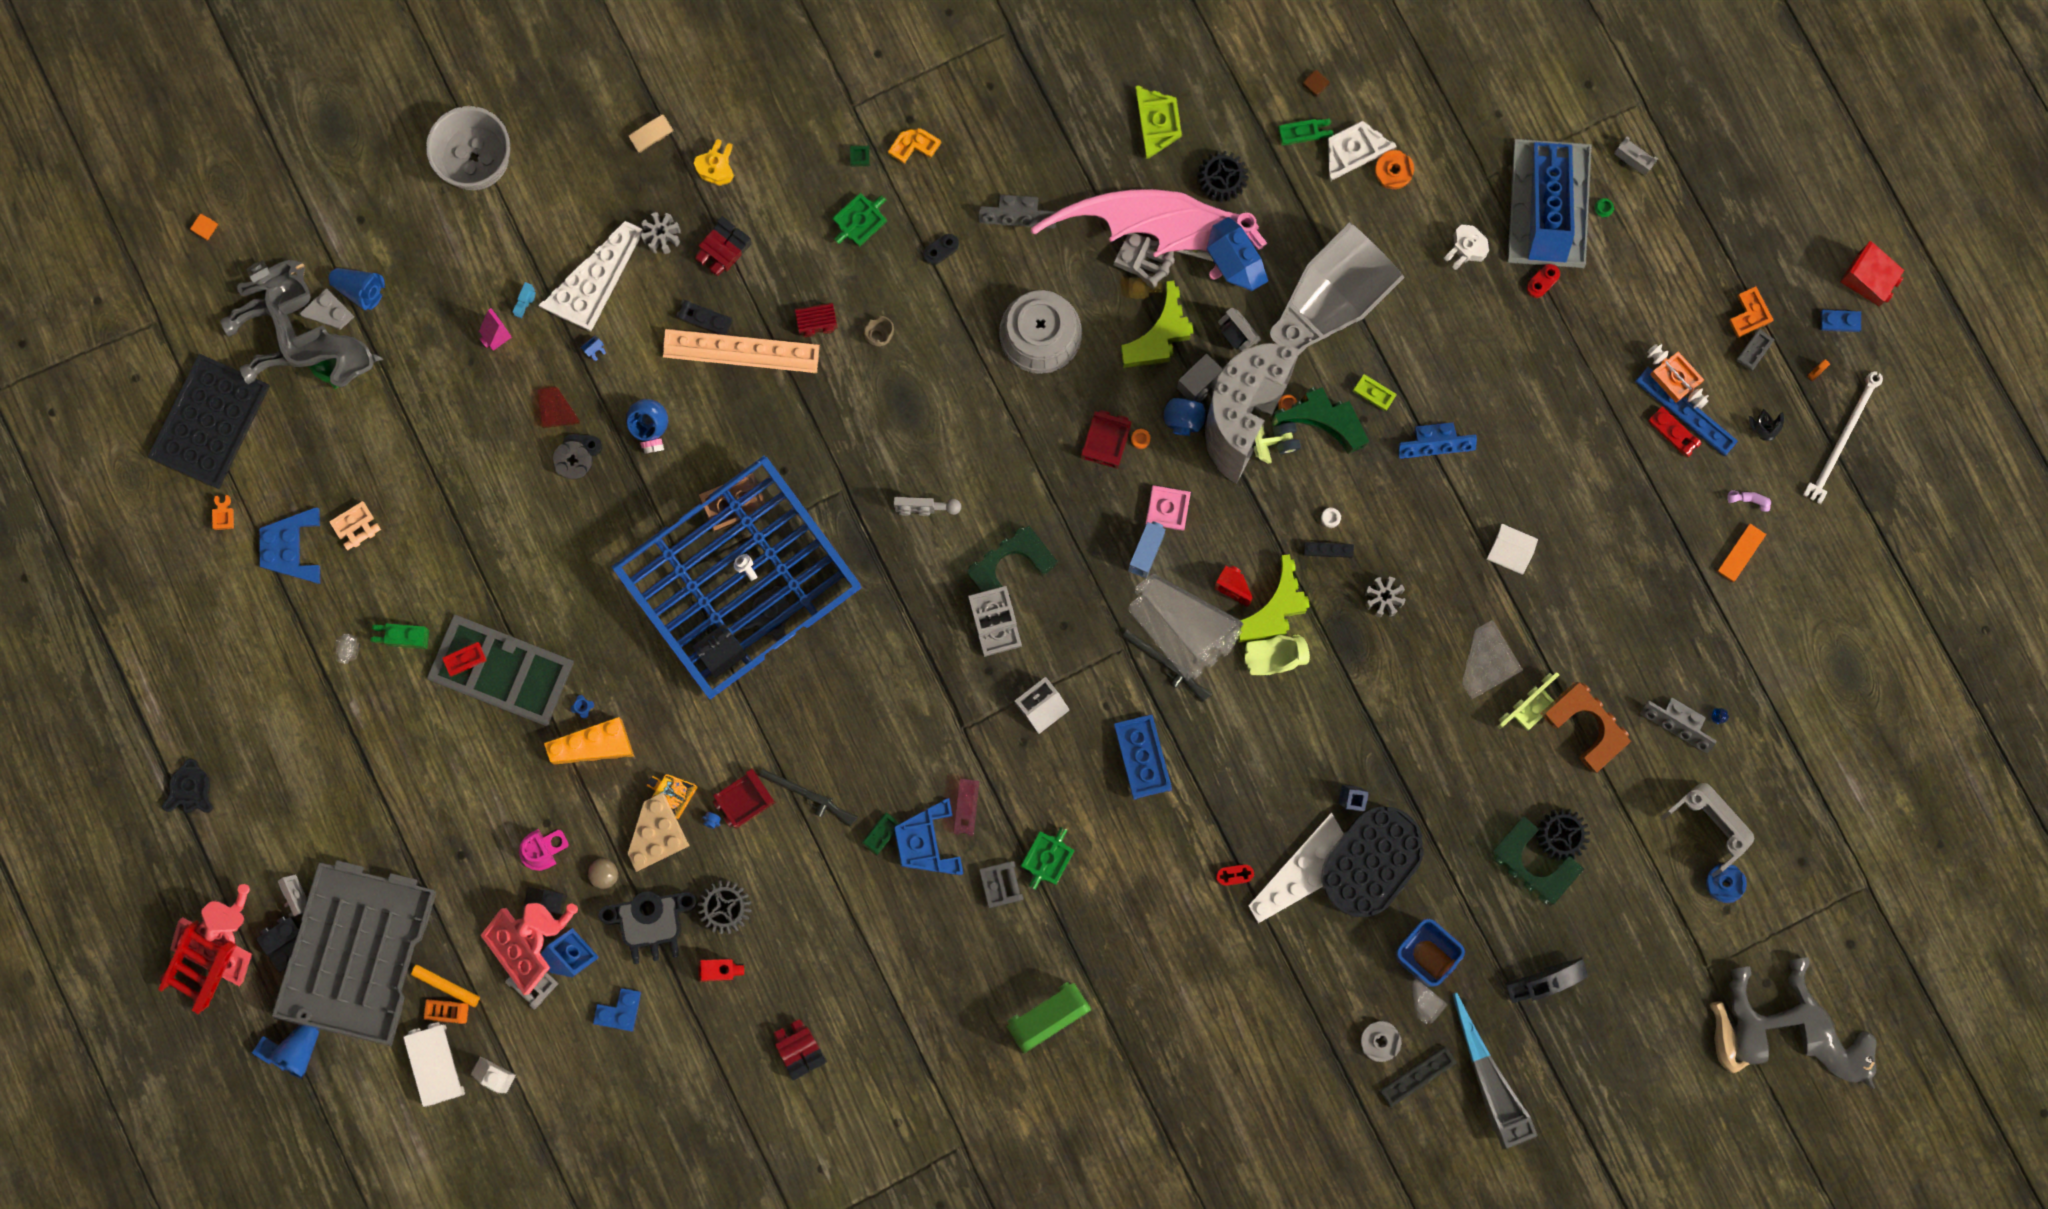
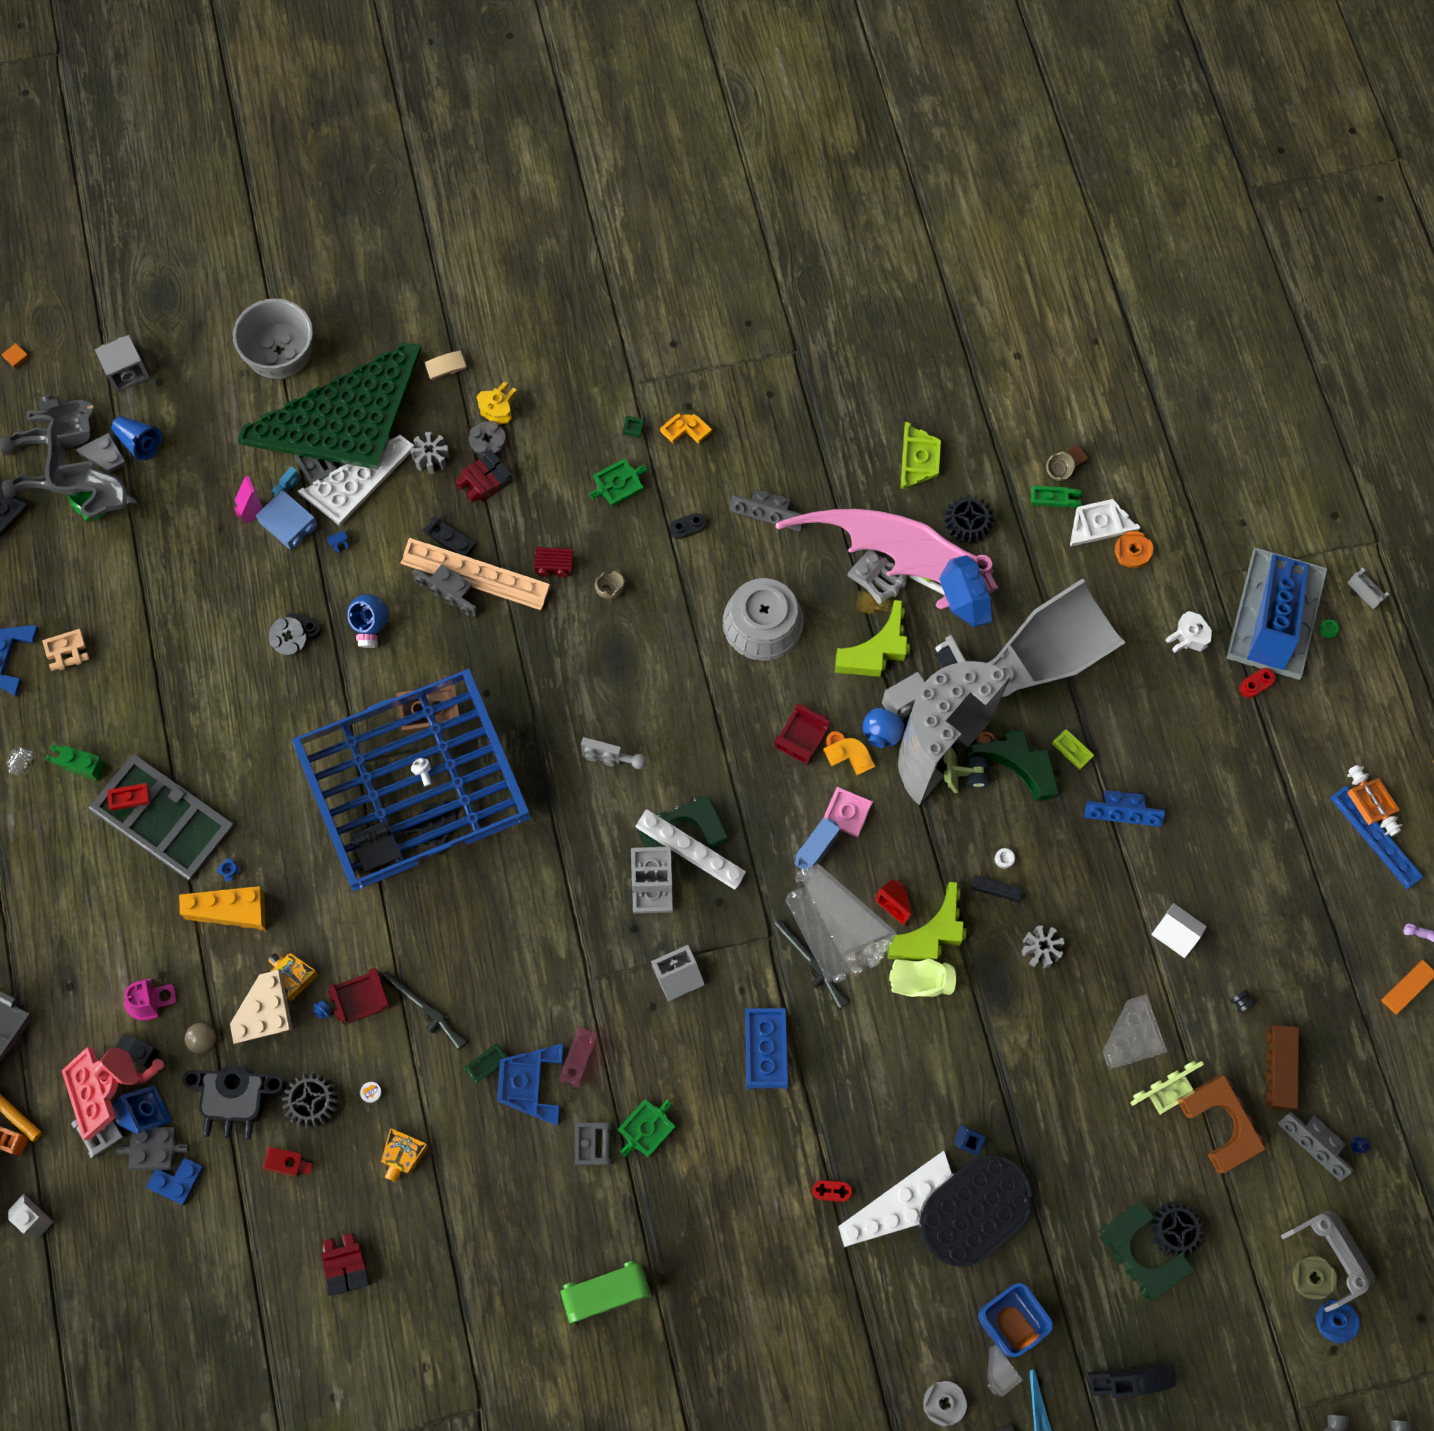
camera: 10 degrees right, 10 degrees down
(317, 209) = (122, 363): none -> light grey slope
(536, 339) = (286, 520): none -> medium blue brick
(543, 274) = (312, 468): none -> dark grey plate
(555, 409) = (286, 587): clear red wing -> none
(563, 216) = (344, 419): none -> dark green plate
(589, 988) = (152, 1149): none -> dark grey plate
(710, 193) = (483, 430): none -> flat silver plate
(718, 369) = (449, 586): none -> dark grey bracket
(779, 886) = (371, 1092): none -> white tile
(824, 936) = (402, 1154): none -> light orange torso
(1024, 582) = (690, 849): none -> white plate
(1160, 445) = (850, 749): none -> light orange plate
(1303, 98) = (1060, 466): none -> dark tan hair
(1585, 605) = (1242, 1001): none -> black wheel
(1634, 659) = (1282, 1068): none -> reddish brown brick
(1674, 431) = (1361, 853): red plate -> none
(1705, 840) = (1323, 1270): none -> olive plate

